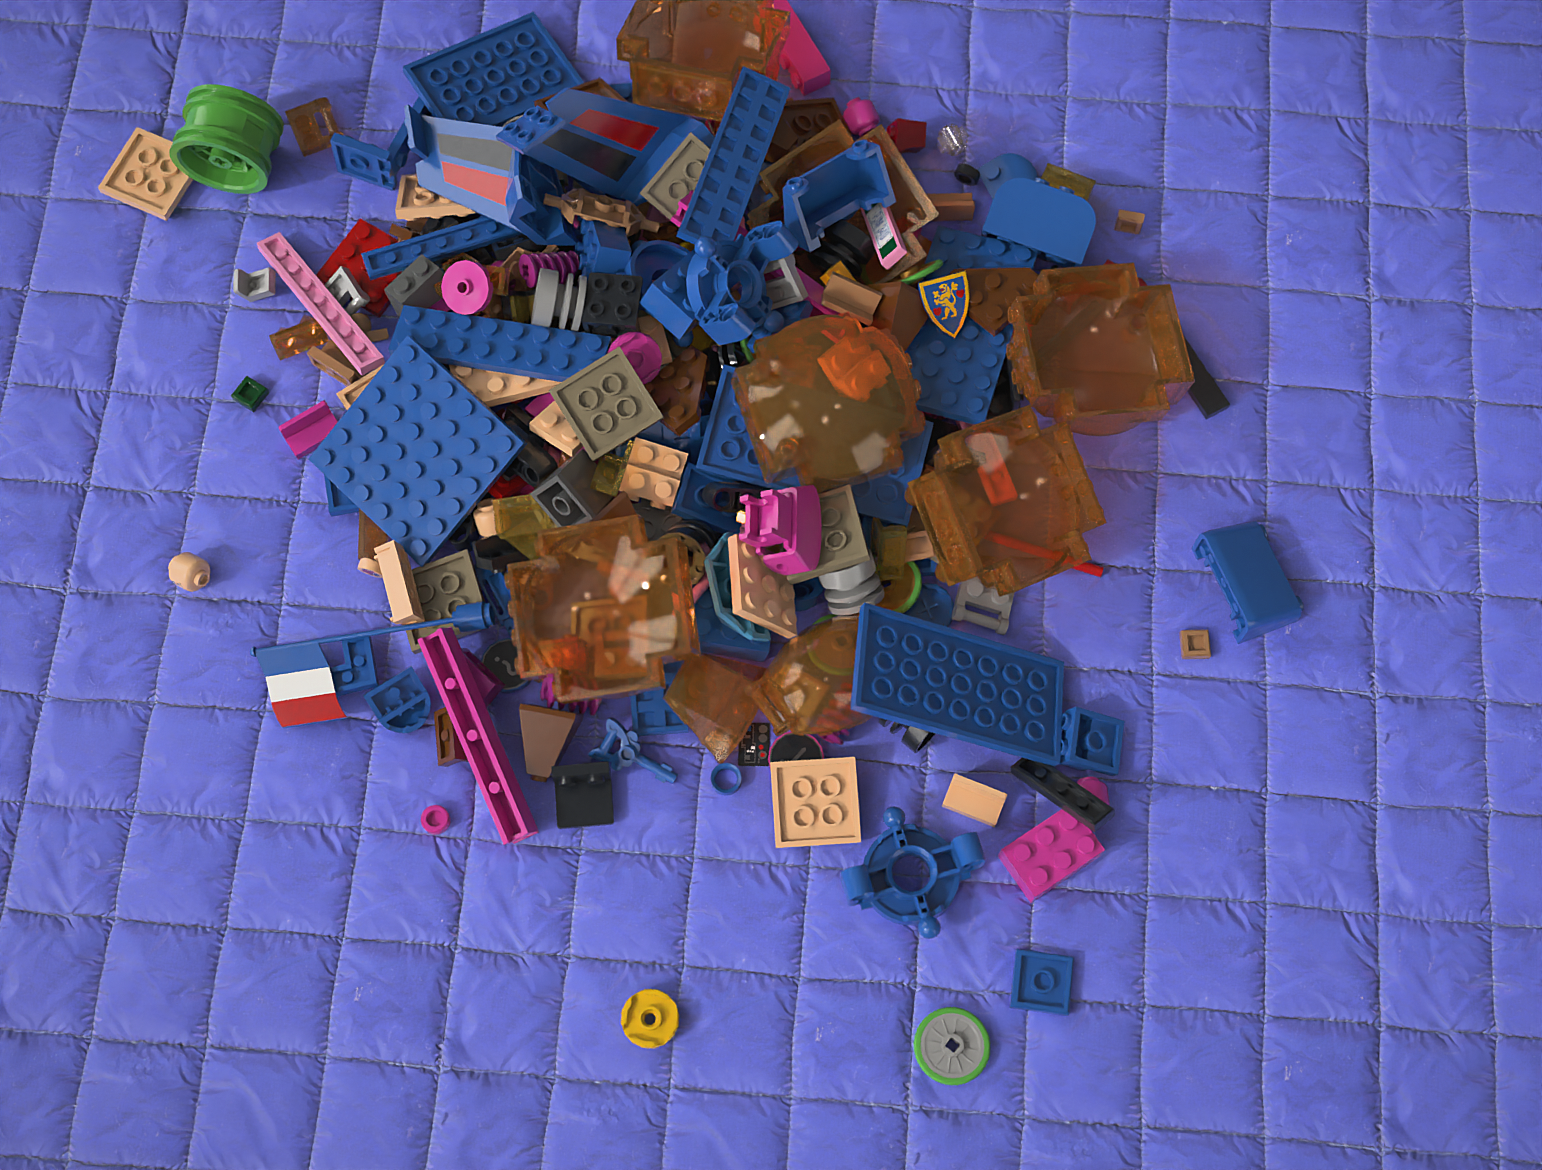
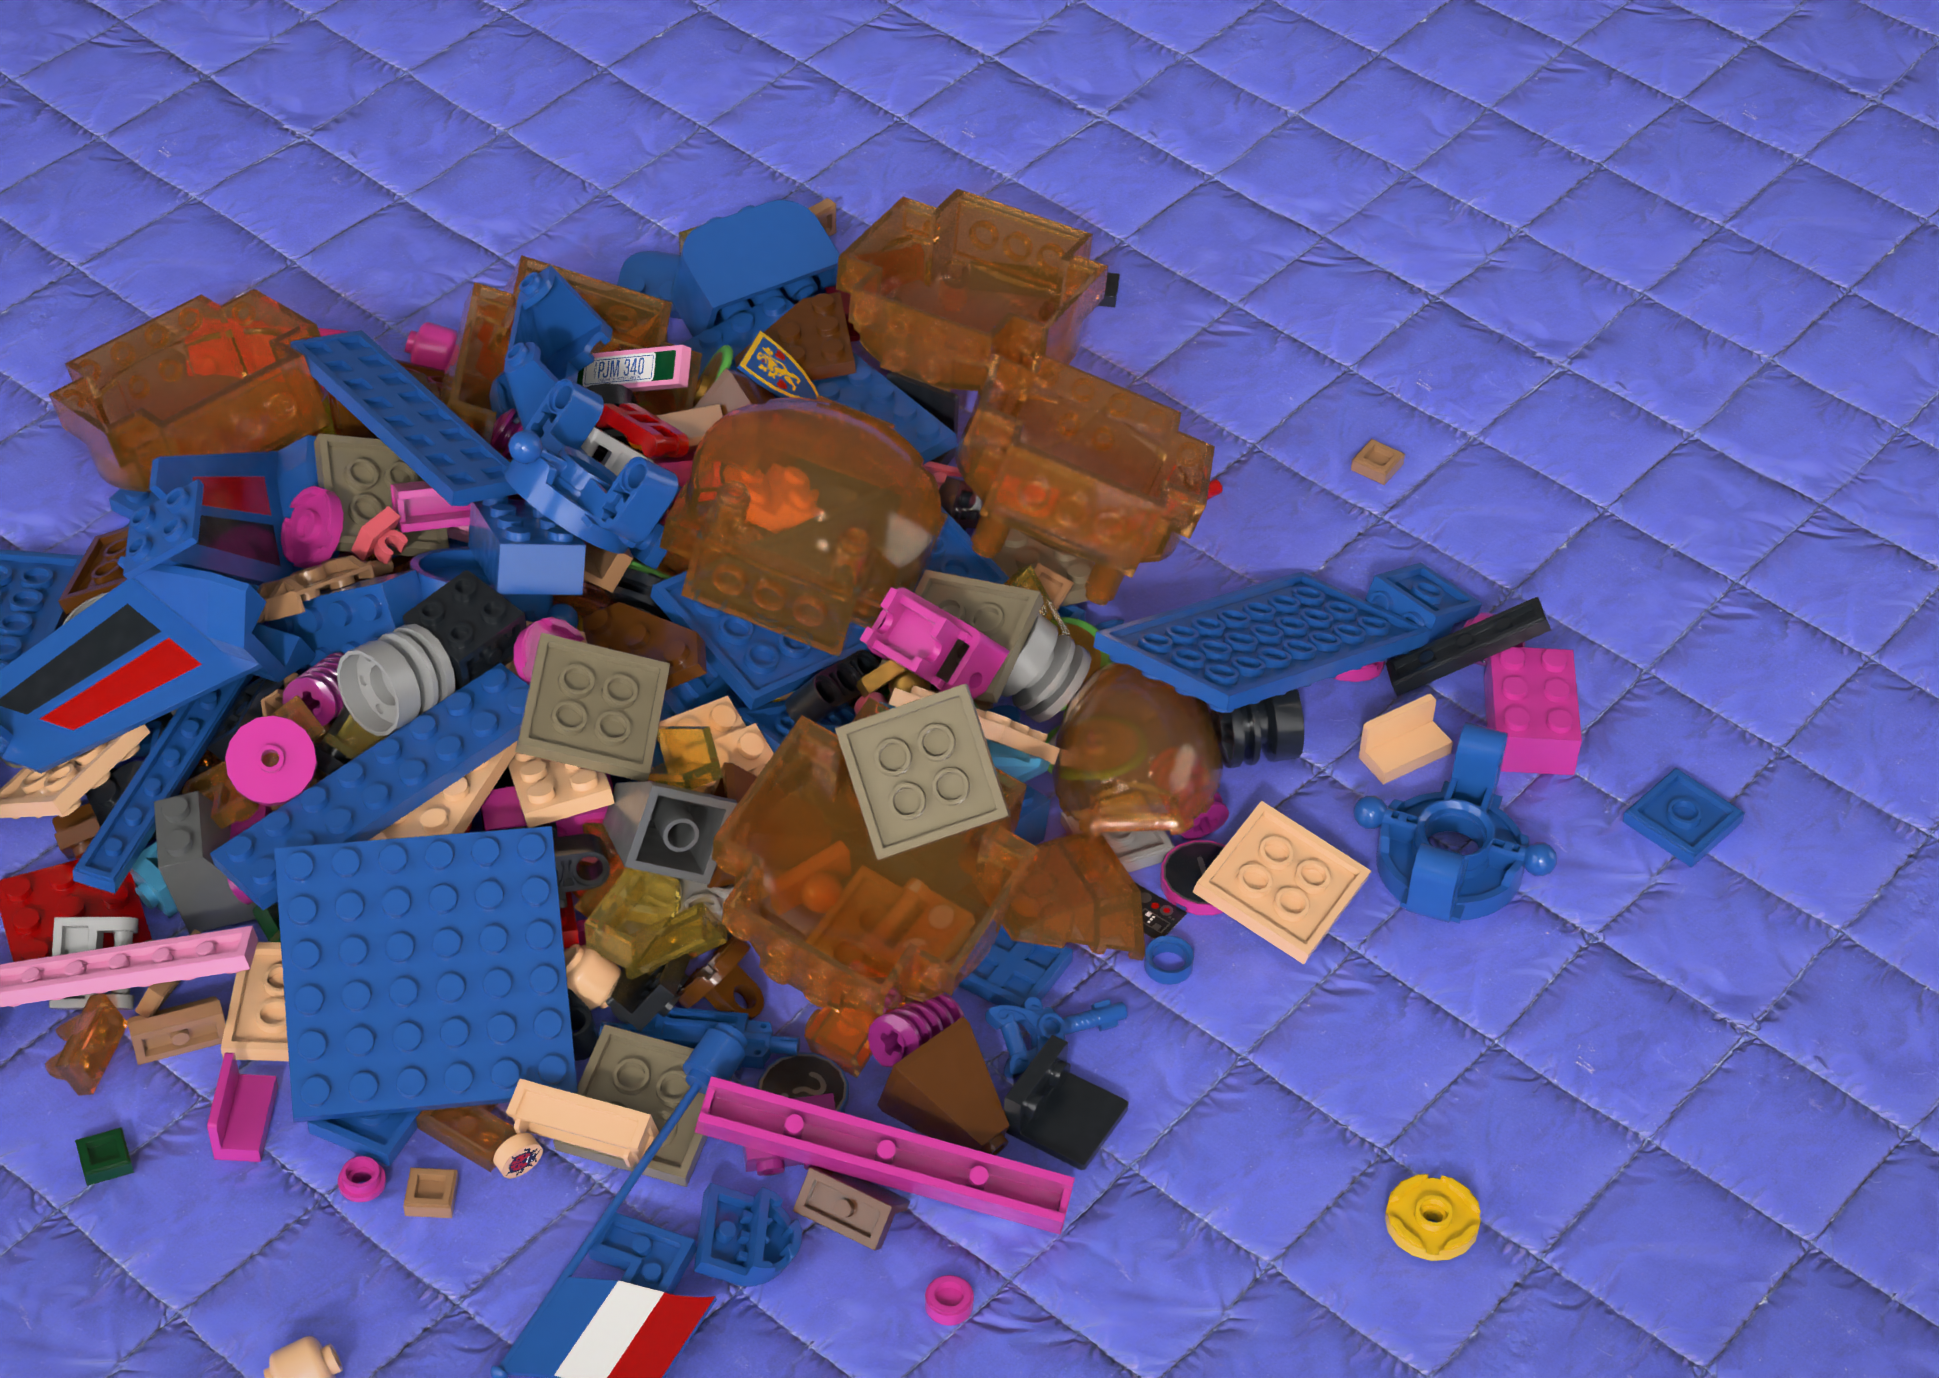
camera: 55 degrees left, 25 degrees down
(310, 505) = (357, 1170): none -> dark pink plate
(330, 545) = (431, 1192): none -> medium nougat tile
(642, 177) = (313, 527): none -> dark pink tile
(649, 598) = (922, 772): none -> dark tan plate
(659, 210) = (379, 533): none -> coral tile
(816, 276) = (644, 430): none -> red plate
(939, 1061) = (1702, 940): light grey wheel -> none
(975, 594) = (1160, 590): light grey plate -> none
(1249, 578) = (1343, 362): blue windscreen -> none

